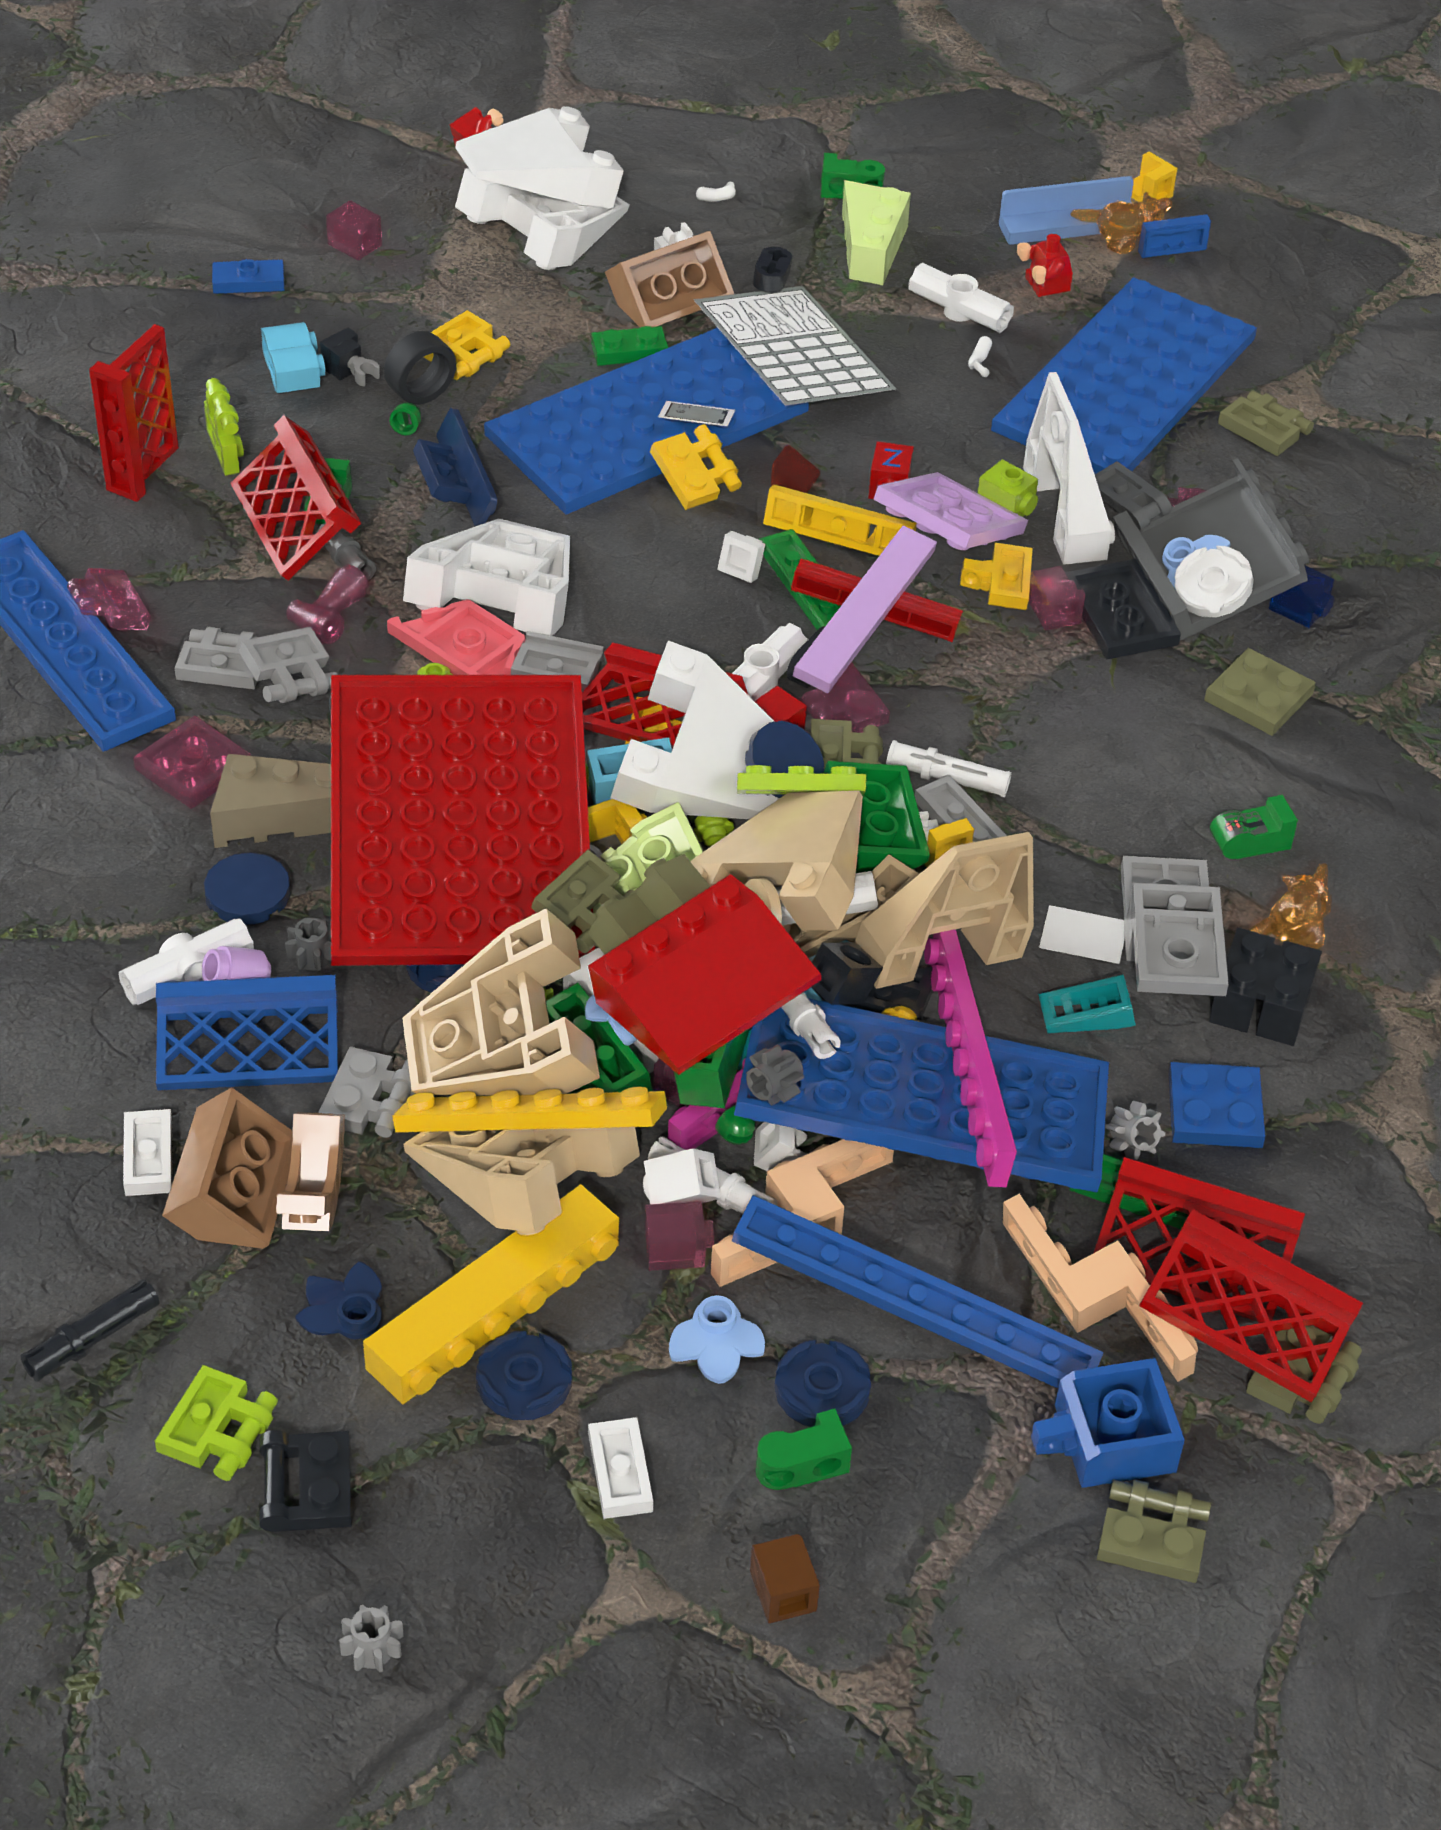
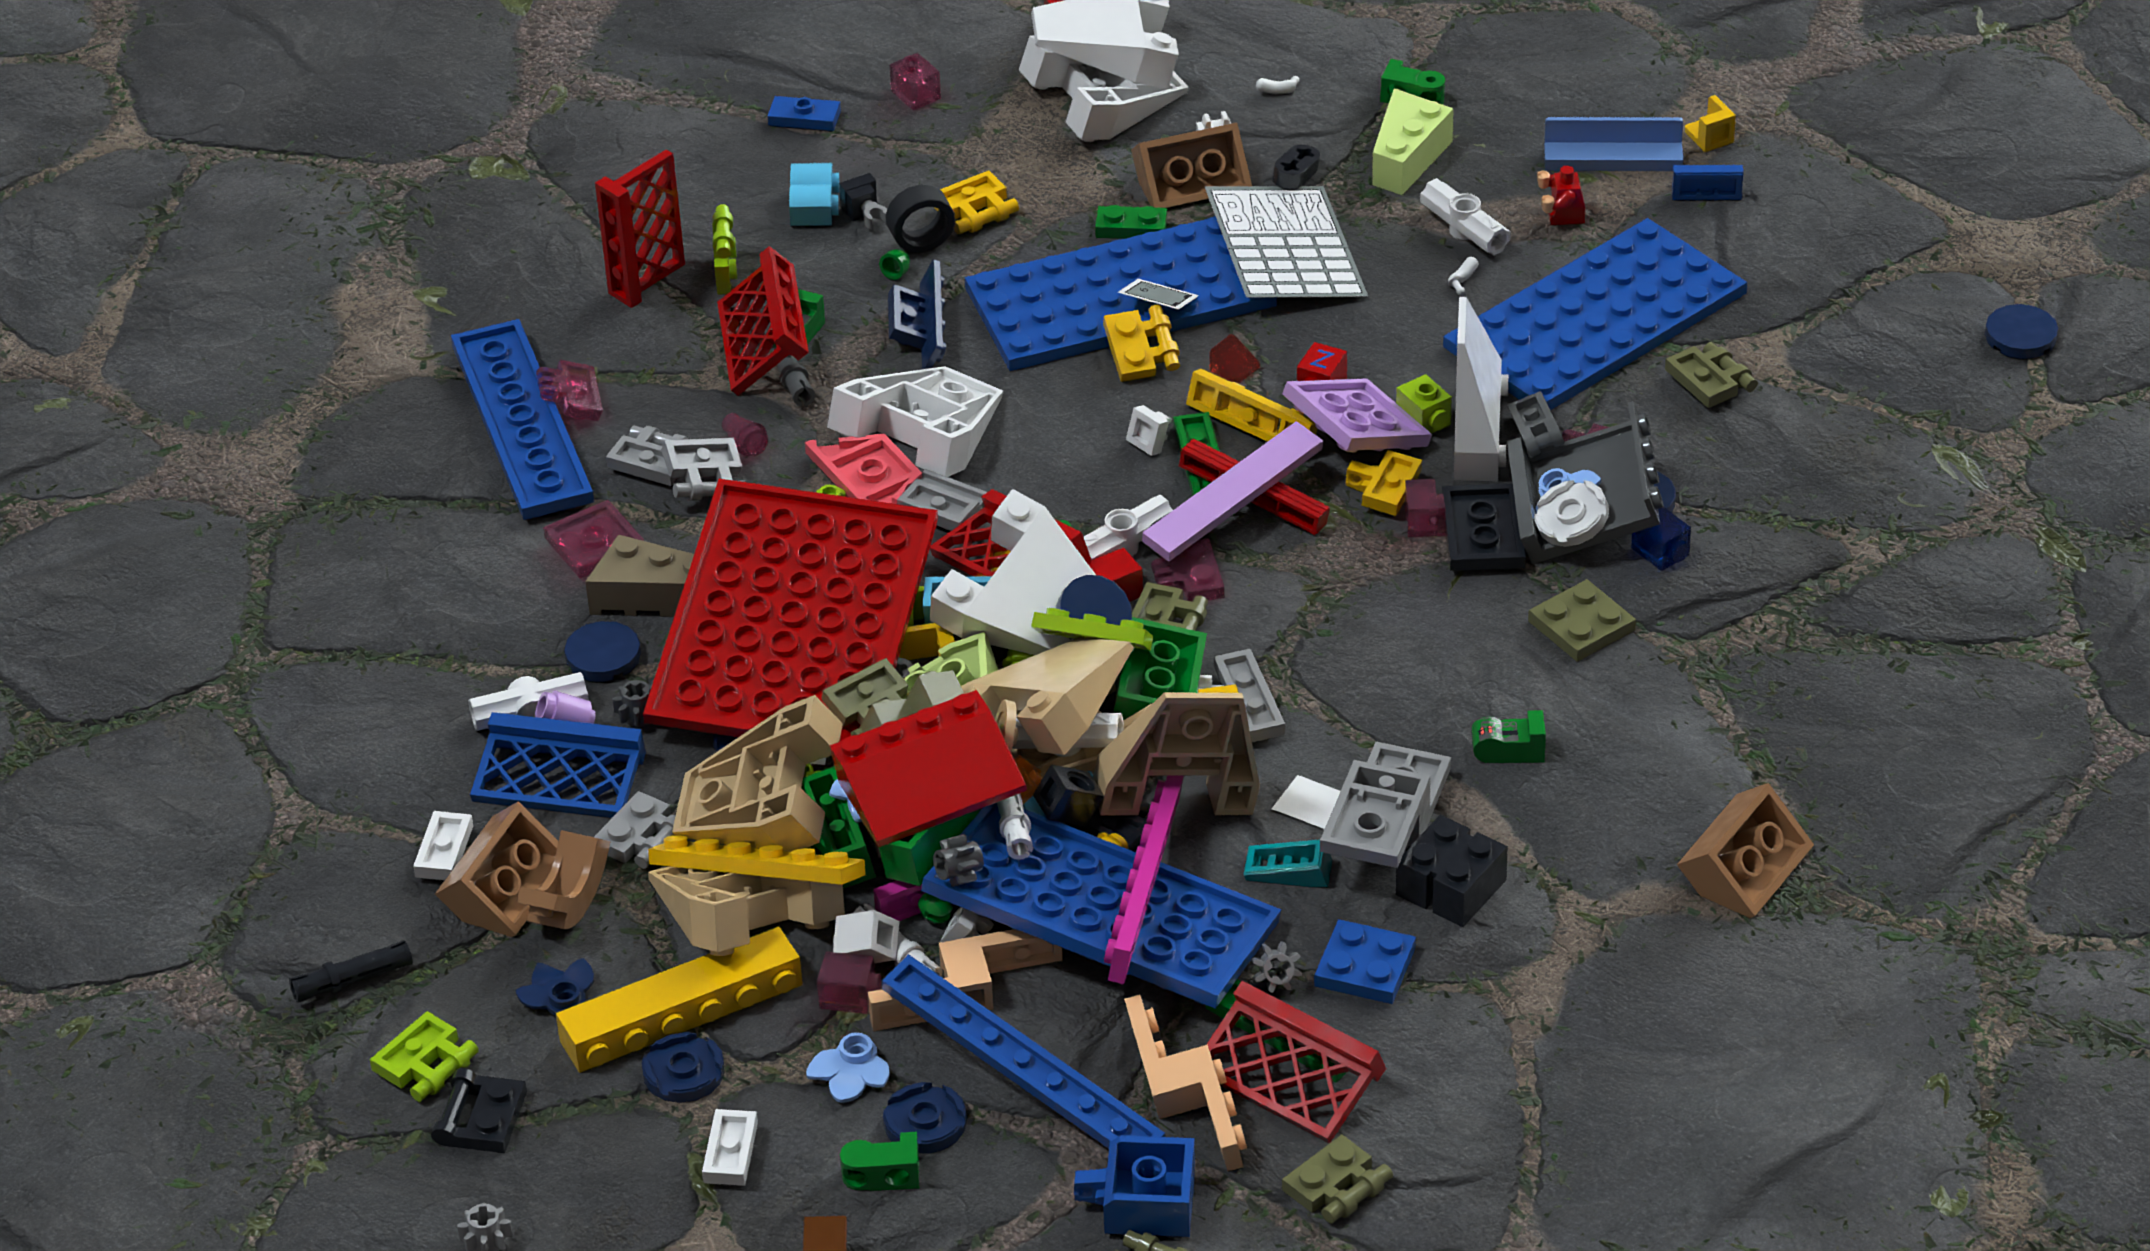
camera: 20 degrees right, 5 degrees down
(343, 588) = (778, 410): clear pink cone -> none
(932, 764) = (1241, 637): white pin -> none
(1122, 220) = (1656, 160): clear orange animal -> none
(1264, 1280) = (1327, 1100): red fence -> none
(1300, 910) = (1513, 815): clear orange animal -> none

